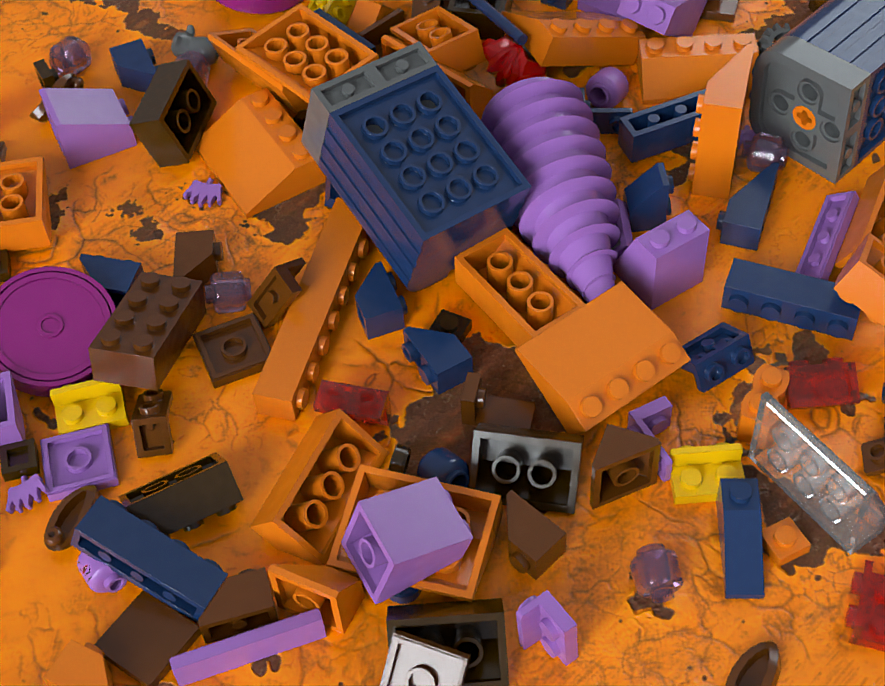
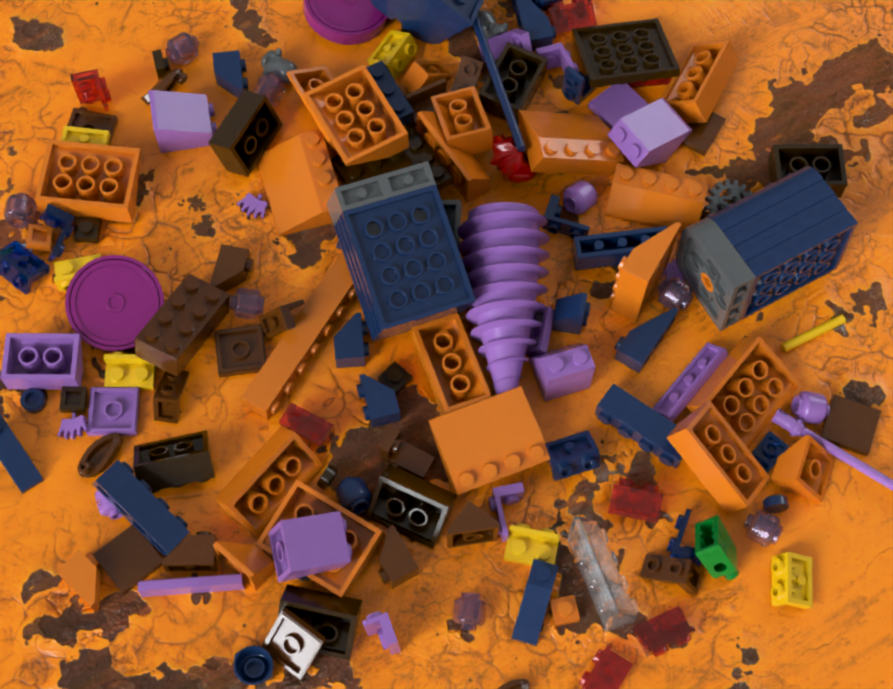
camera: 10 degrees right, 15 degrees up
(113, 274) = (169, 268): dark blue slope -> none
(768, 379) = (592, 503): orange brick -> none

